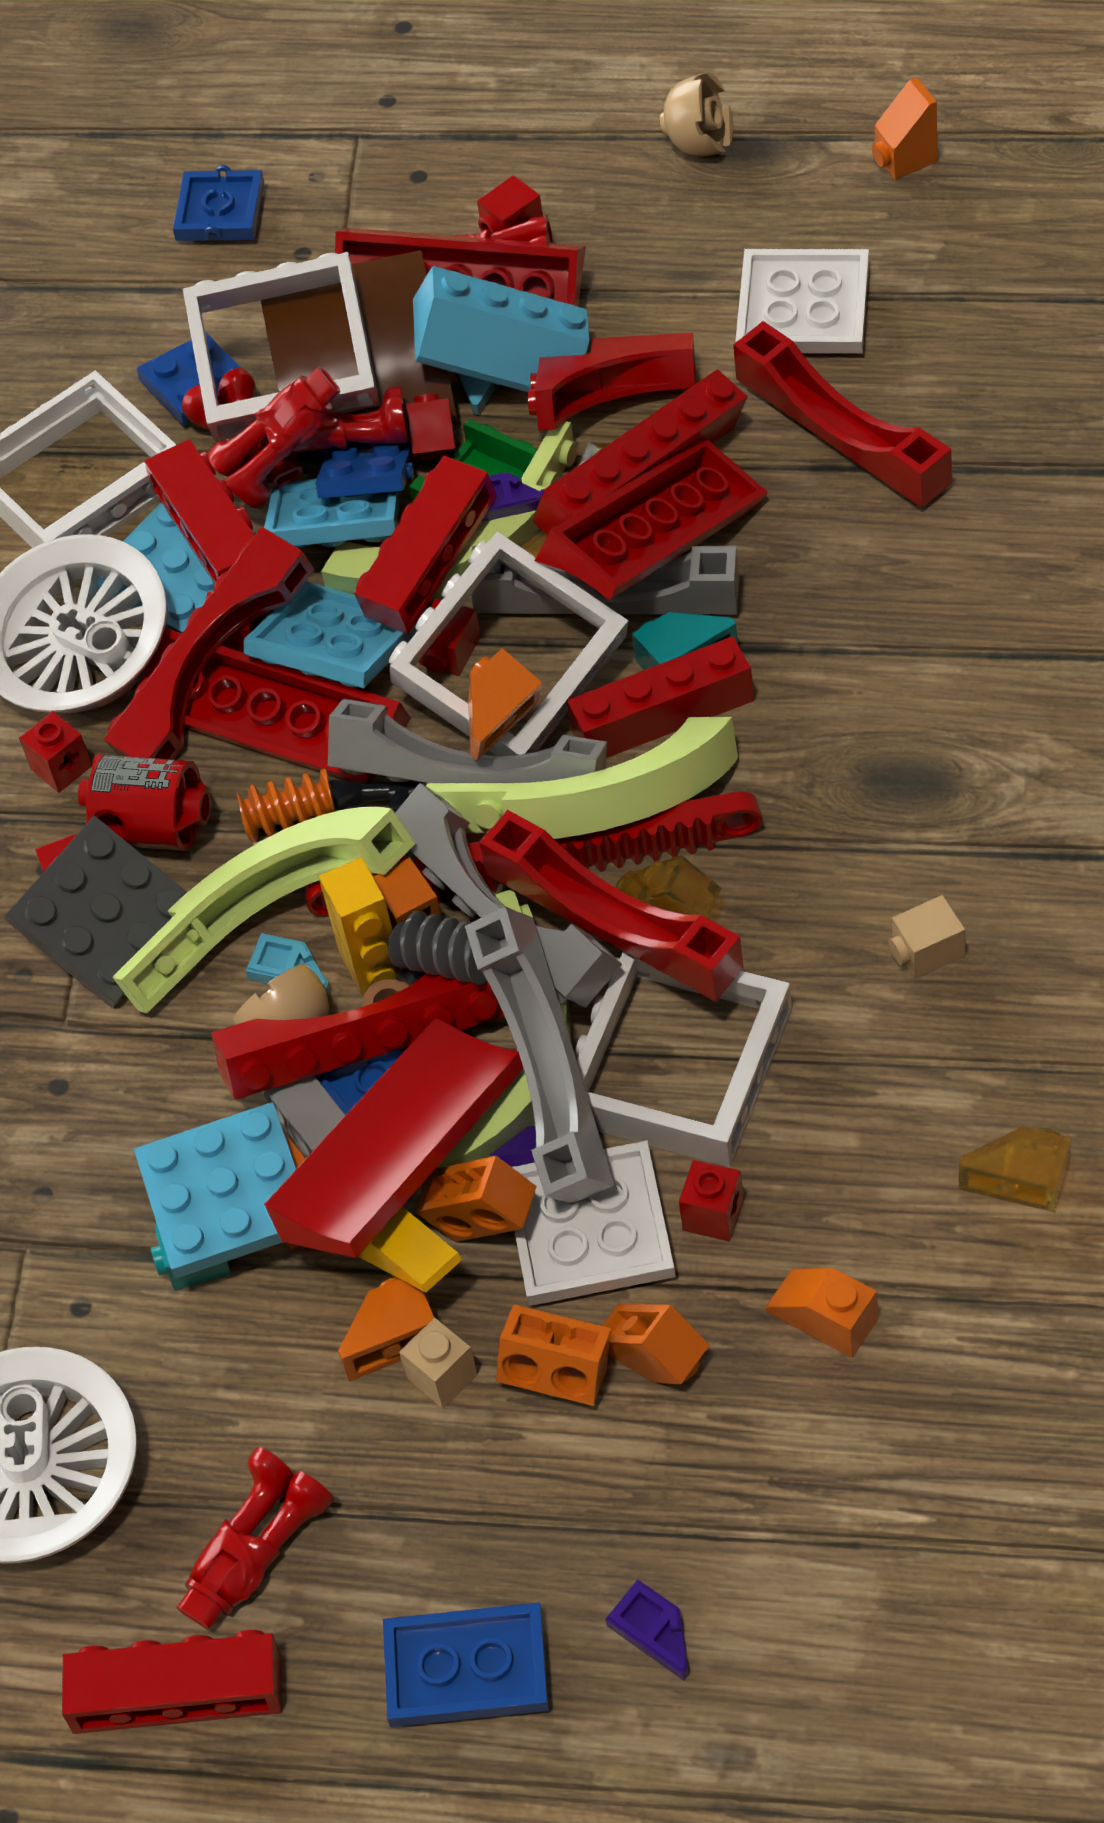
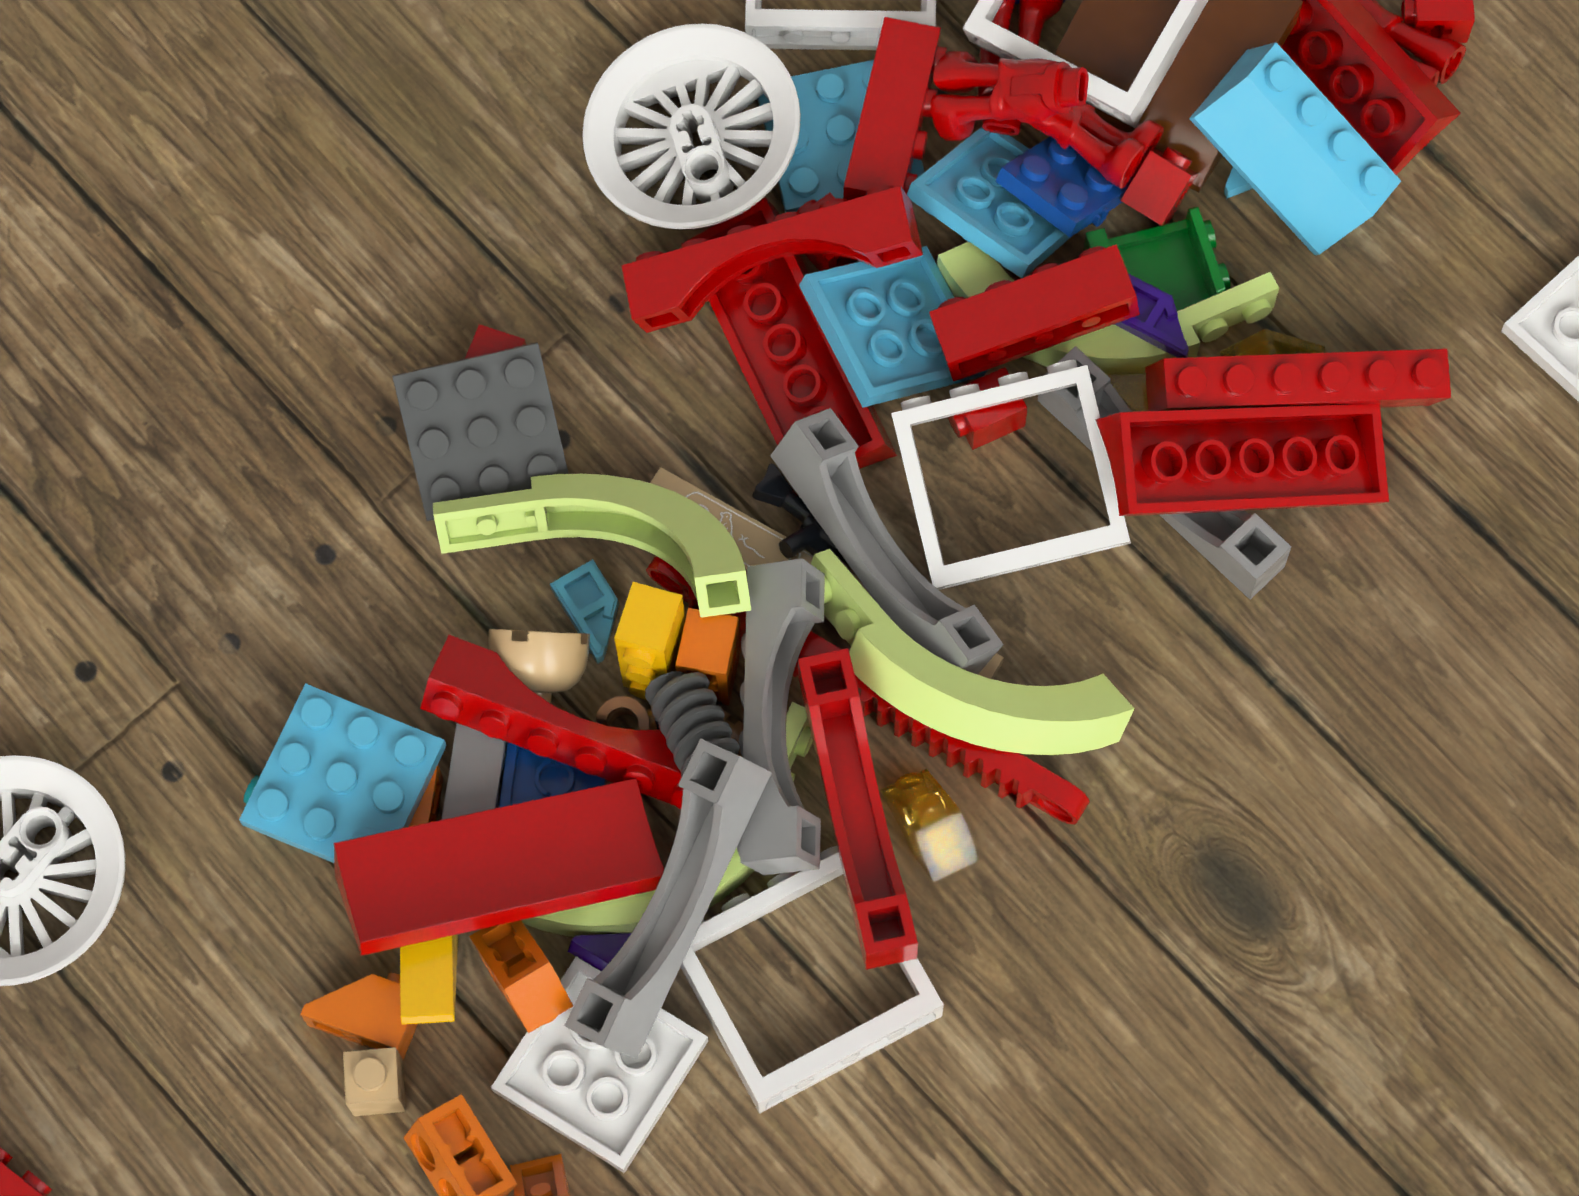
camera: 35 degrees right, 15 degrees up
(46, 746) = (582, 230): red brick -> none
(147, 800) = (601, 356): red cylinder -> none
(234, 1560) = (84, 1104): red piece -> none
(285, 806) = (711, 460): orange piece -> none
(498, 699) = (947, 524): orange slope -> none
(611, 371) = (1367, 261): red arch -> none
(663, 697) = (1101, 632): red brick -> none
(677, 635) = (1169, 594): teal slope -> none
(711, 1200) = (705, 1137): red brick -> none
(897, 455) = (1524, 543): red arch -> none
(927, 937) = (1101, 1059): tan brick -> none

